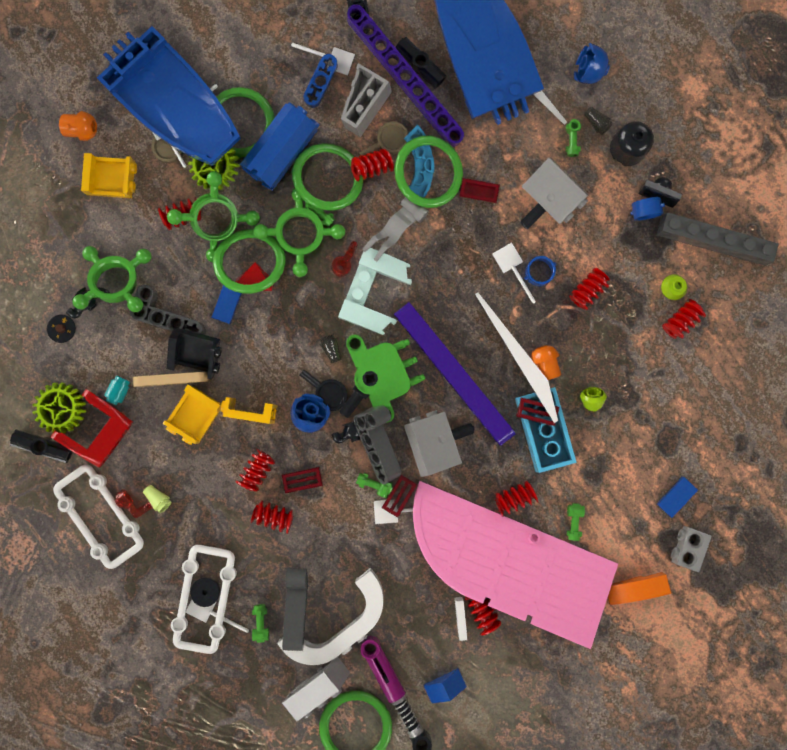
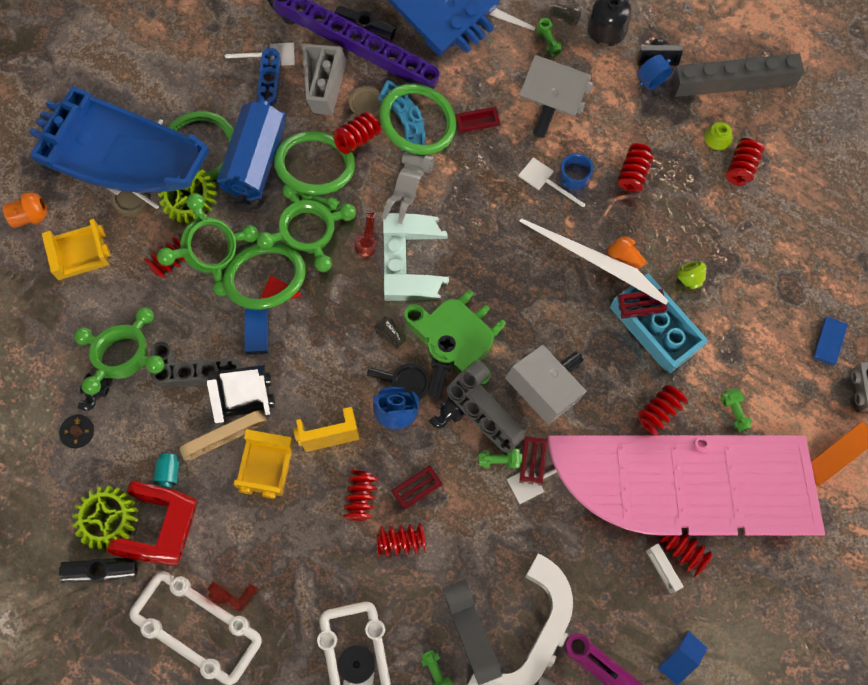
camera: 20 degrees left, 15 degrees down
(157, 499) = (260, 577): yellowish green cone -> none
(454, 374) = (536, 307): dark purple beam -> none

